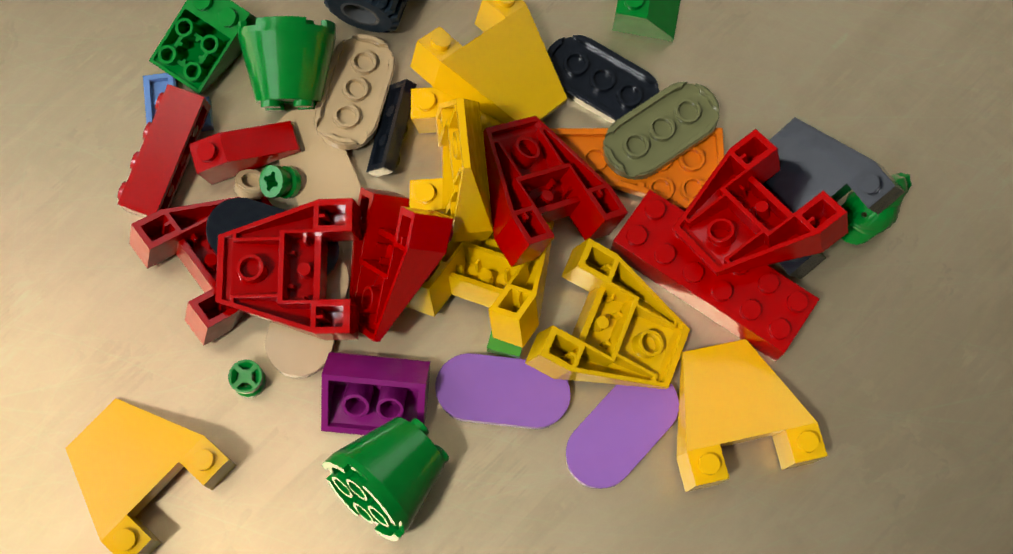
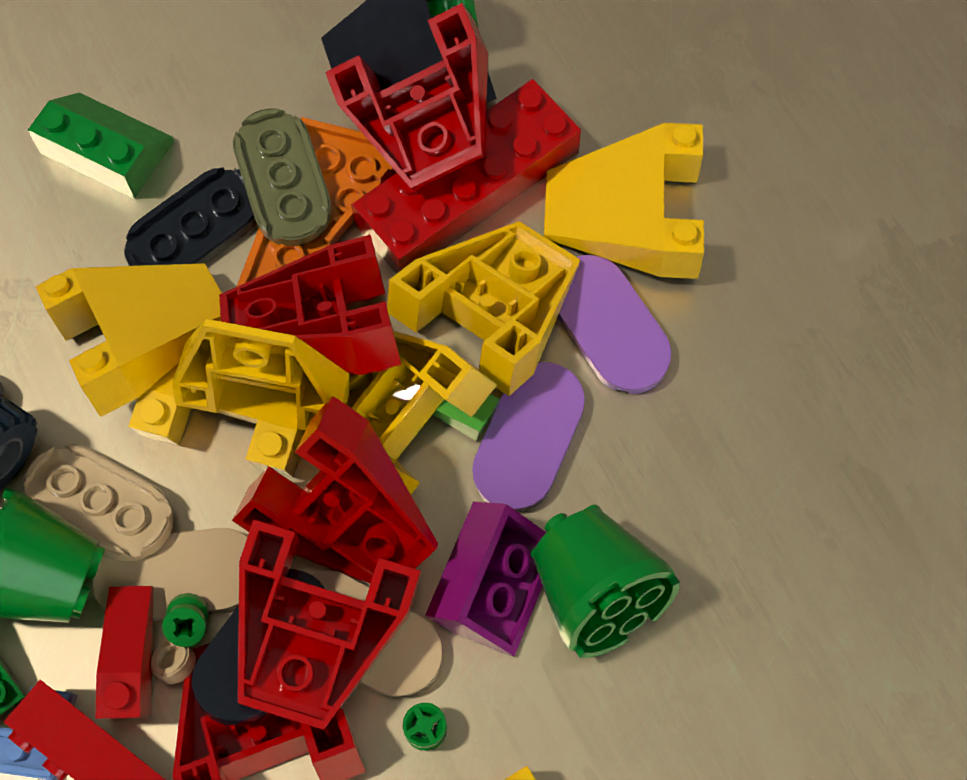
camera: 70 degrees left, 5 degrees down
(391, 129) = (165, 469): black plate -> none

